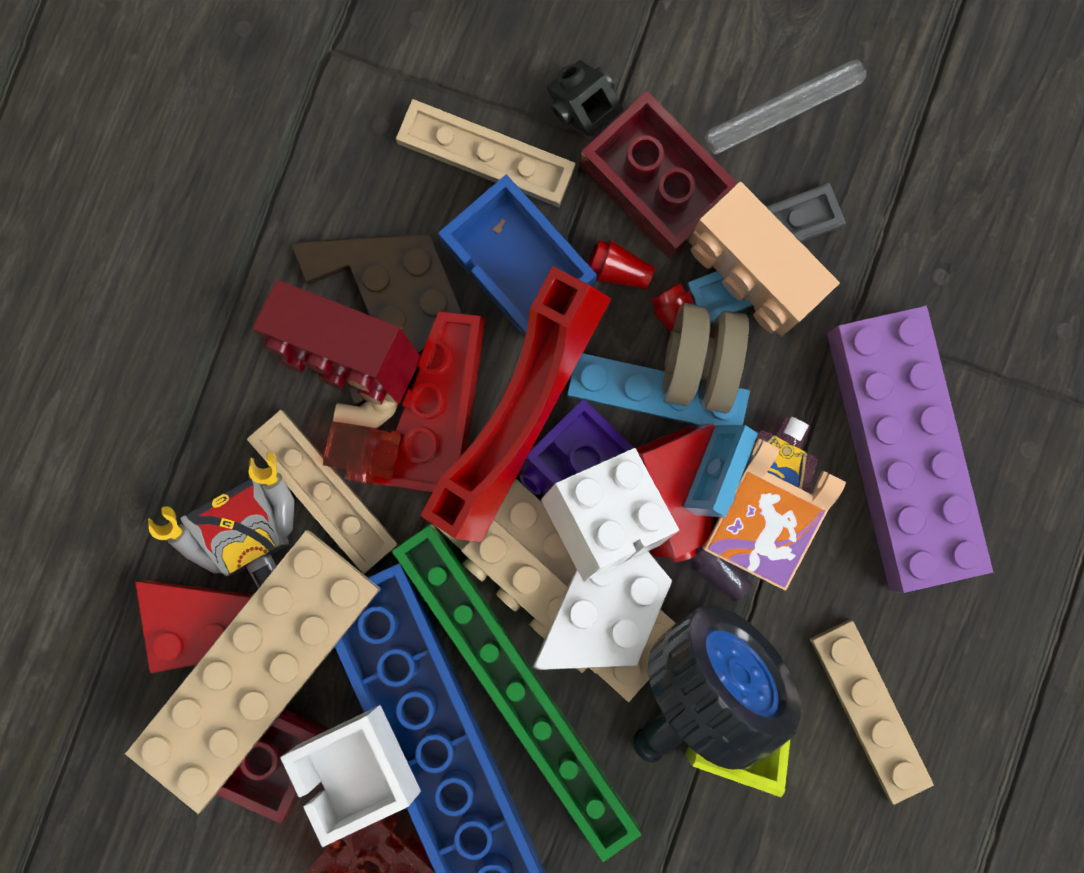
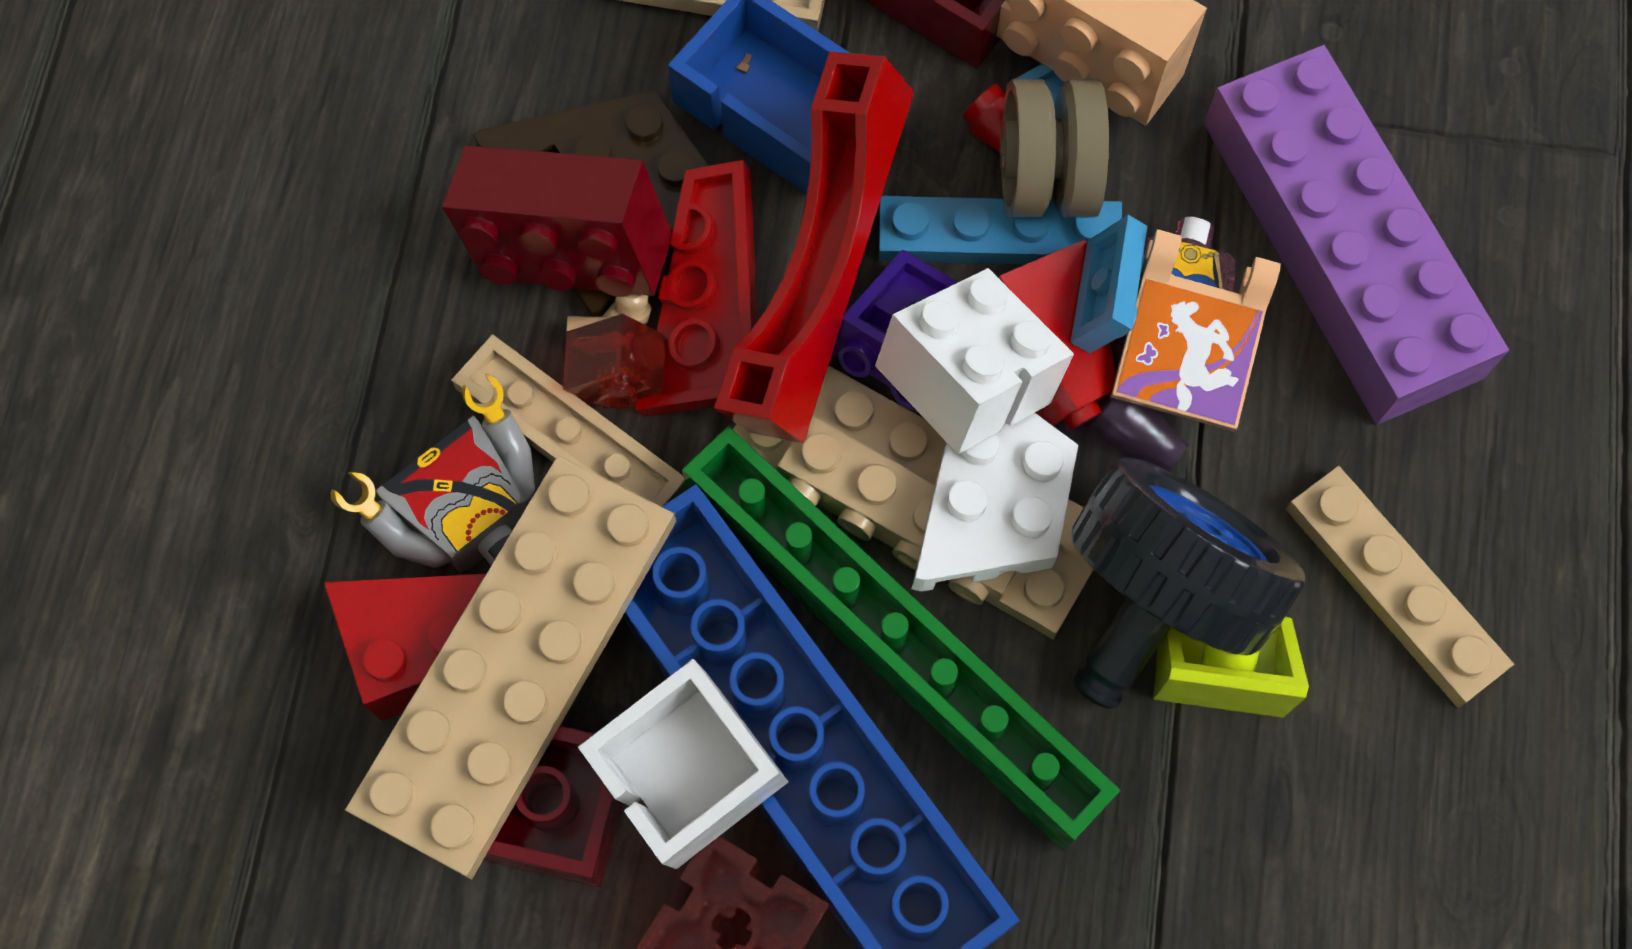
camera: 10 degrees left, 15 degrees down
(619, 266) = (930, 85): red cone -> none

